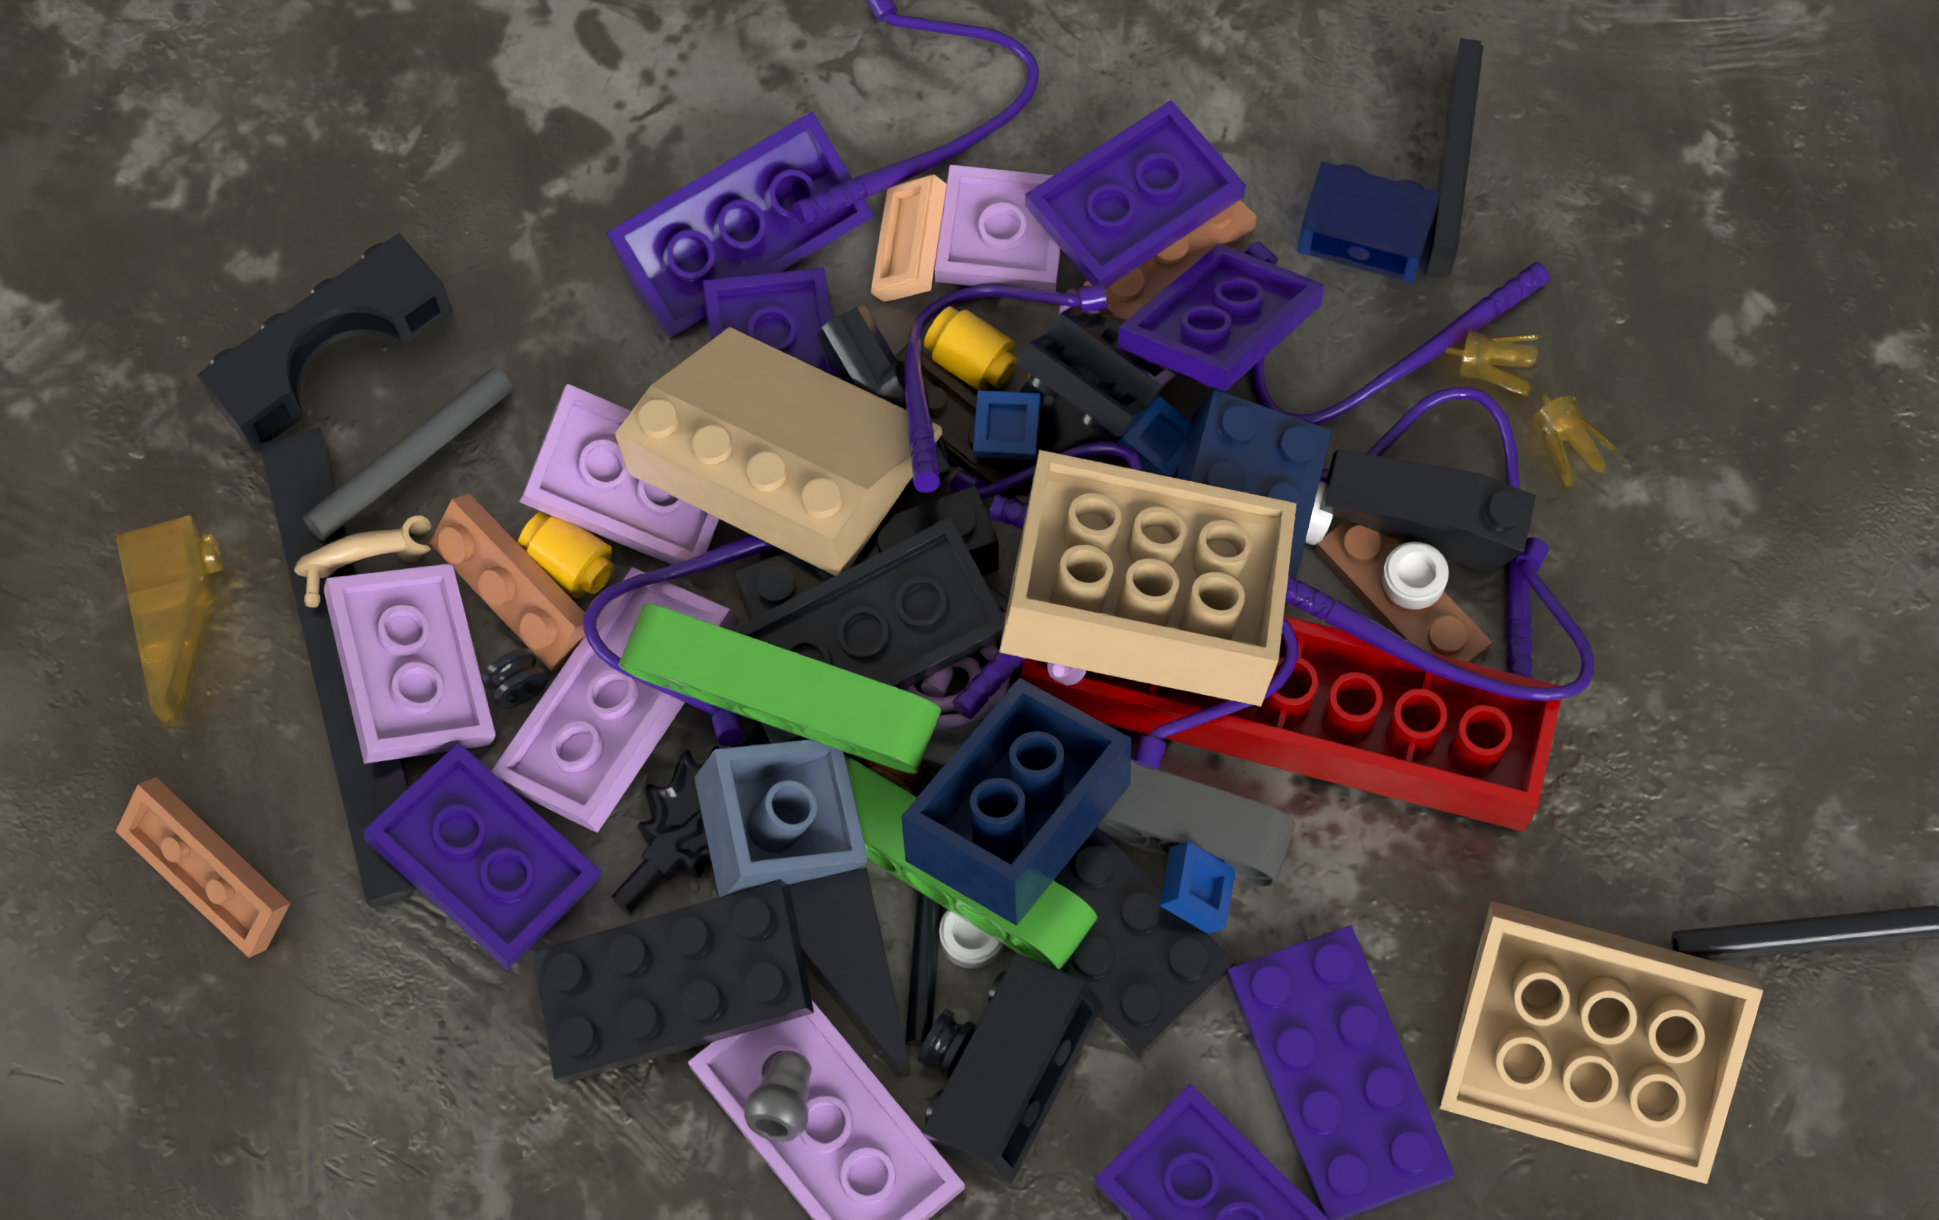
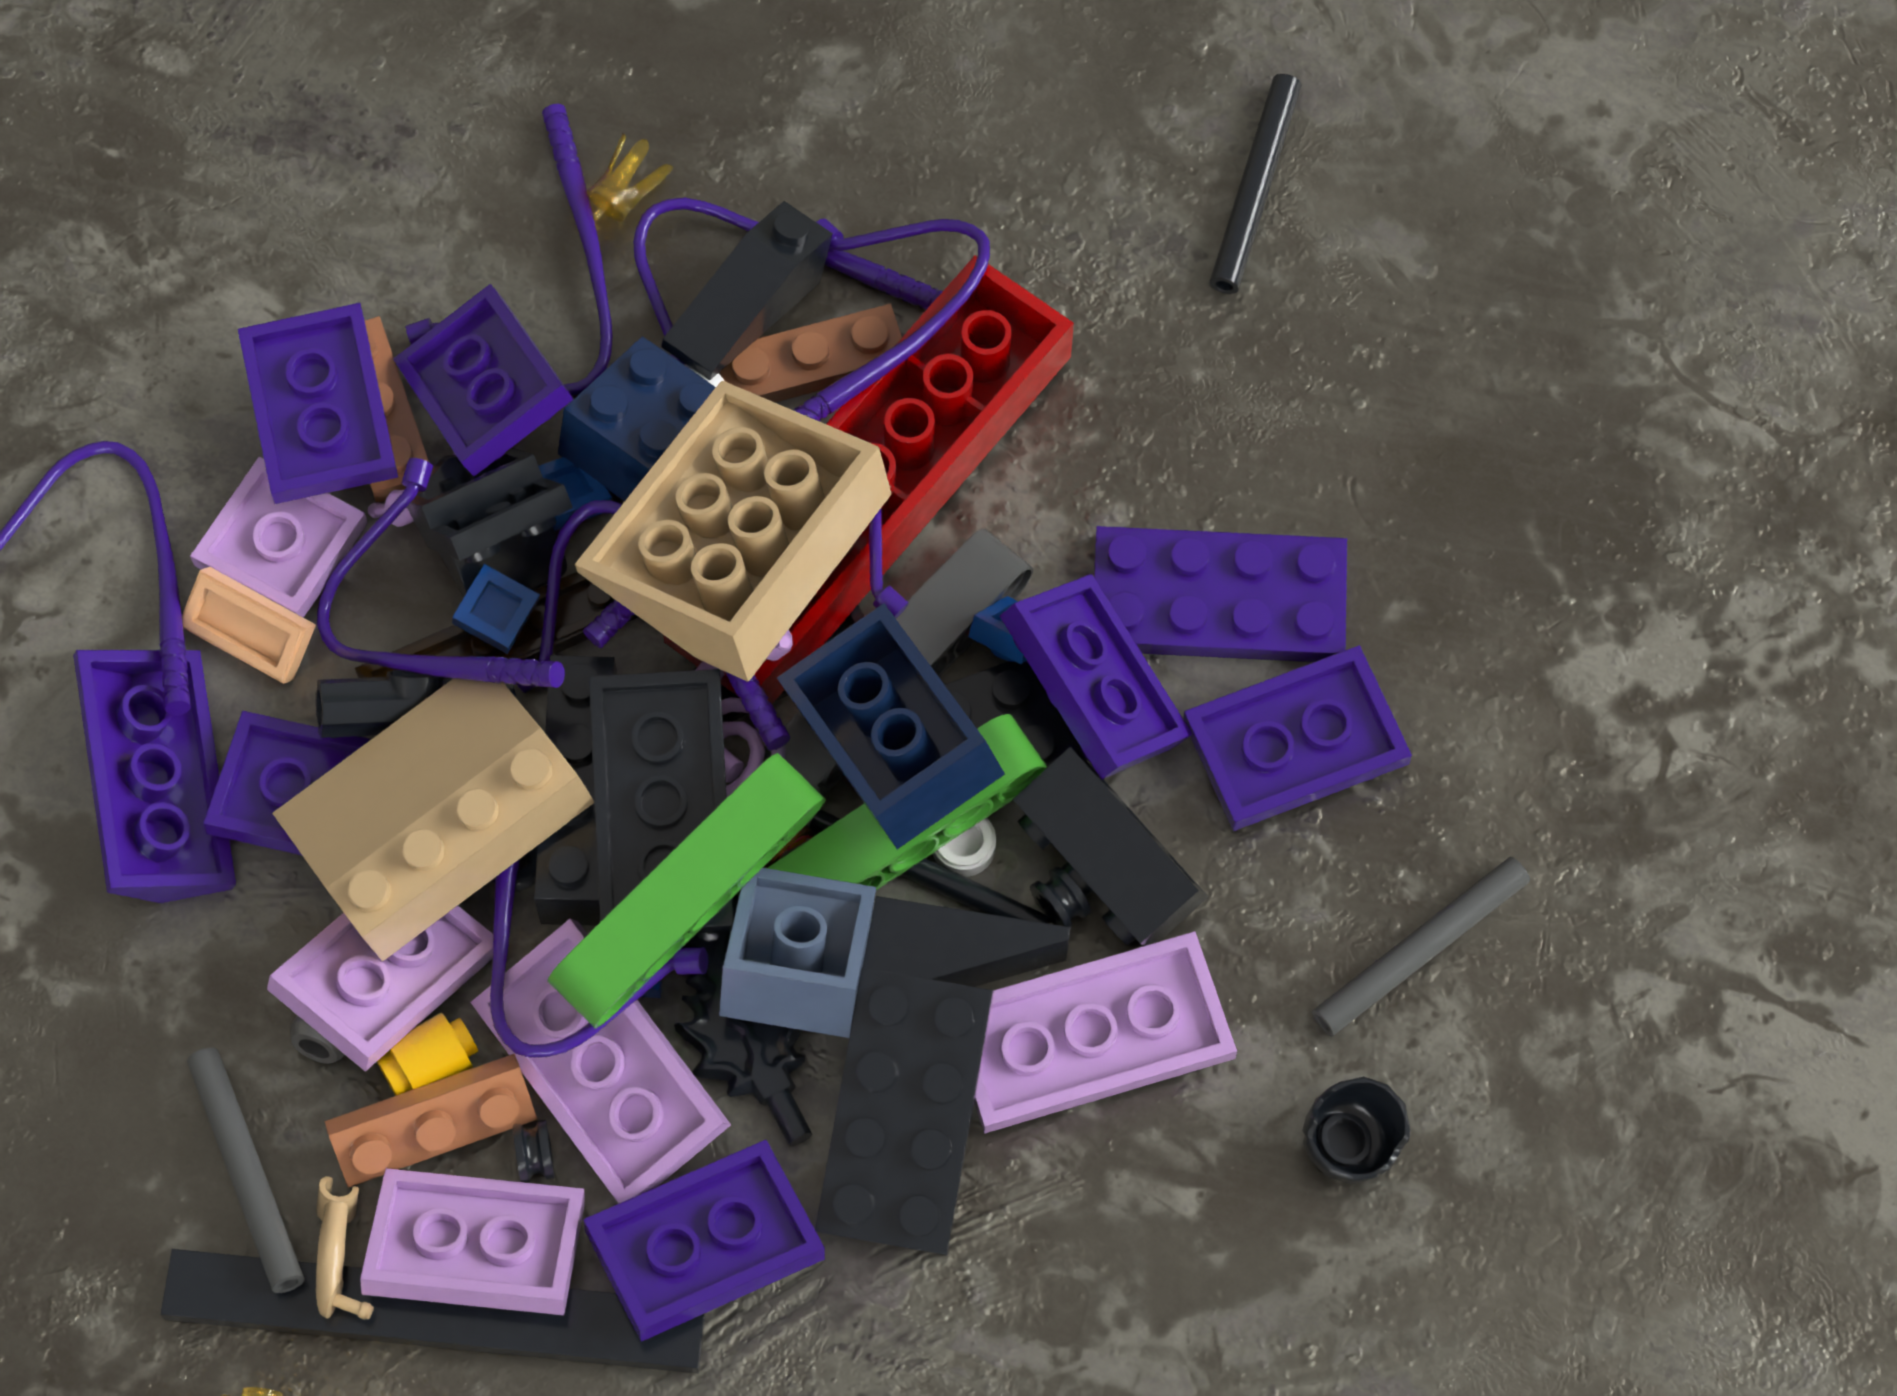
camera: 70 degrees left, 0 degrees up
(381, 295) = (59, 1133): black arch -> none
(779, 1104) = (1064, 1052): flat silver piece -> none
(971, 349) = (394, 613): yellow brick -> none
(1176, 979) = (1095, 675): none -> dark purple plate
(1367, 221) = (436, 224): clear blue brick -> none
(1415, 575) = (806, 333): white tile -> none
(1455, 158) = (409, 126): black tile -> none
(1561, 421) = (715, 154): clear yellow piece -> none
(1600, 1042) = (1280, 376): tan slope -> none

